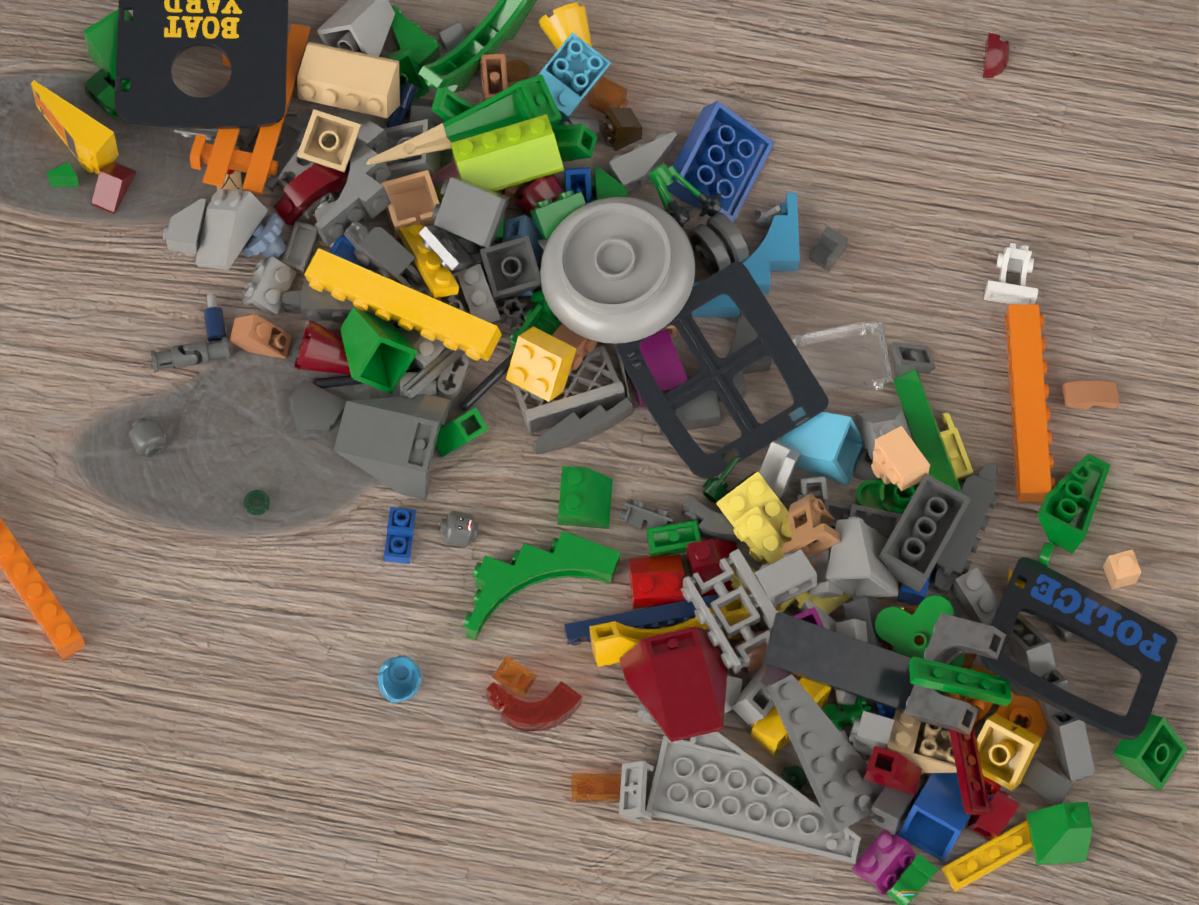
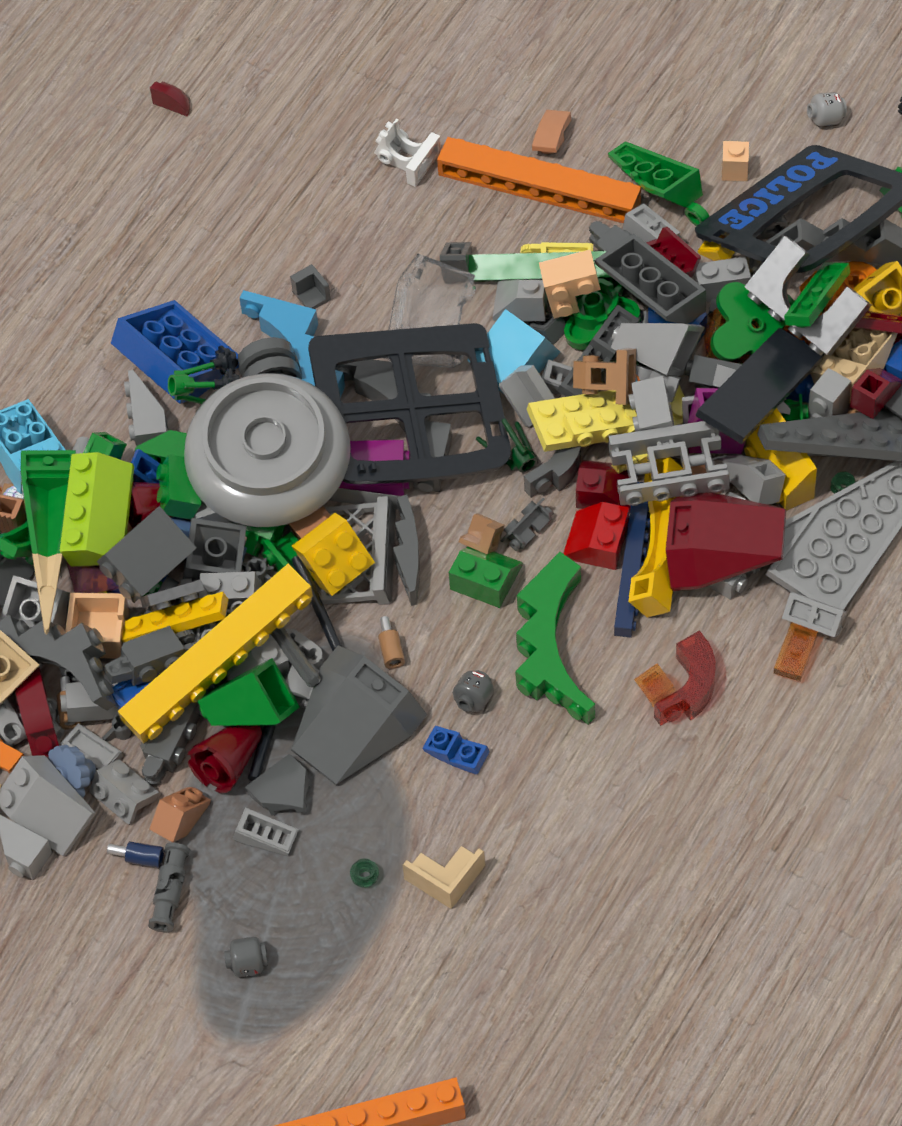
camera: 60 degrees left, 10 degrees down
(268, 390) = (253, 839): none -> light grey slope
(269, 568) = (448, 882): none -> tan panel
(399, 678) = (617, 791): dark azure hair -> none
(460, 432) = (371, 643): green slope -> none
(483, 446) = (390, 645): none -> medium nougat piece
(606, 95) = (62, 418): clear orange brick -> none
(618, 484) = (483, 534): none -> medium nougat panel
(621, 127) = (100, 415): dark brown slope -> none
(672, 538) = (559, 507): green slope -> none
(765, 216) = (252, 326): light grey hand -> none
(971, 542) = (676, 251): none -> dark red bracket
(1008, 519) = (645, 223): none -> light grey hinge

